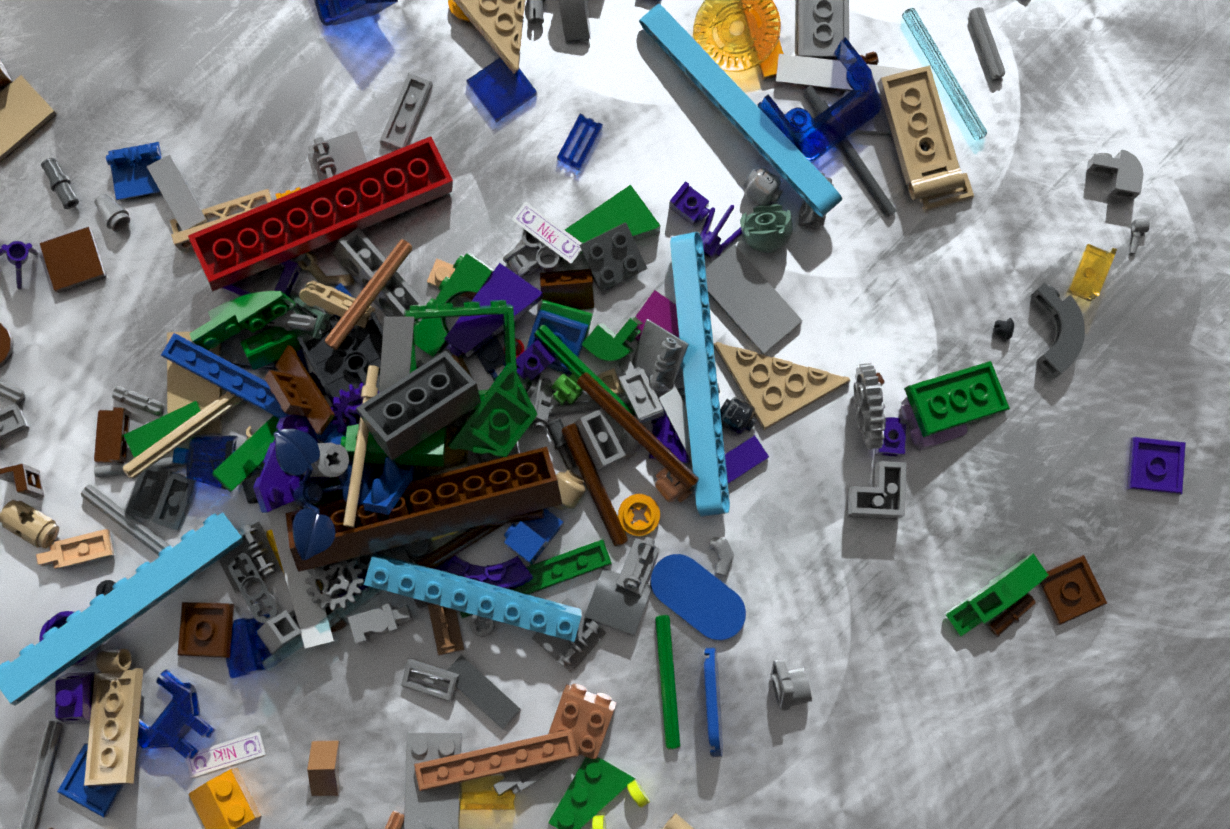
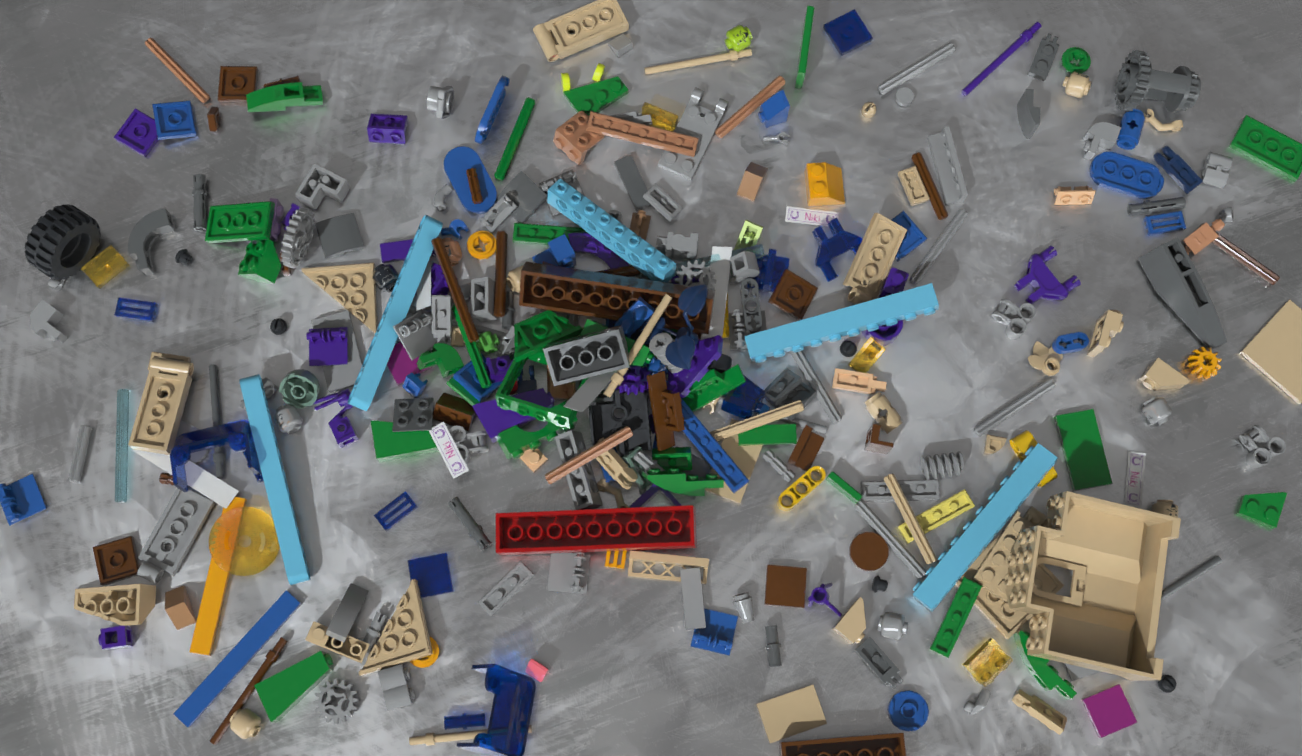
camera: 155 degrees left, 5 degrees down
(44, 406) = (843, 487): none -> green tile
(77, 587) = (867, 356): none -> clear yellow slope
(96, 369) = (805, 480): none -> yellow beam
(295, 677) = (749, 235): none -> yellowish green slope
(326, 39) = (536, 670): none -> coral slope
(475, 160) = (470, 524): none -> dark grey pin
(633, 296) = (414, 385): none -> blue tile
(684, 520) = (454, 229): none -> blue piece
(686, 587) = (474, 186): none -> reddish brown axle
(762, 295) = (328, 346): none -> dark purple hinge
(825, 444) = (339, 235): none -> dark grey slope
(839, 297) = (278, 326): none -> black piece
(841, 617) = (387, 128): none -> dark purple bracket
(903, 360) = (260, 262): none -> green slope
(1010, 253) = (151, 312): none -> clear blue tile
(1028, 410) = (199, 196): none -> dark grey pin
(1075, 524) = (213, 112): none -> reddish brown tile
(1122, 500) = (174, 120): none -> blue tile
(1155, 264) = (62, 241): none -> black tyre
(1160, 572) = (177, 70): none -> nougat axle

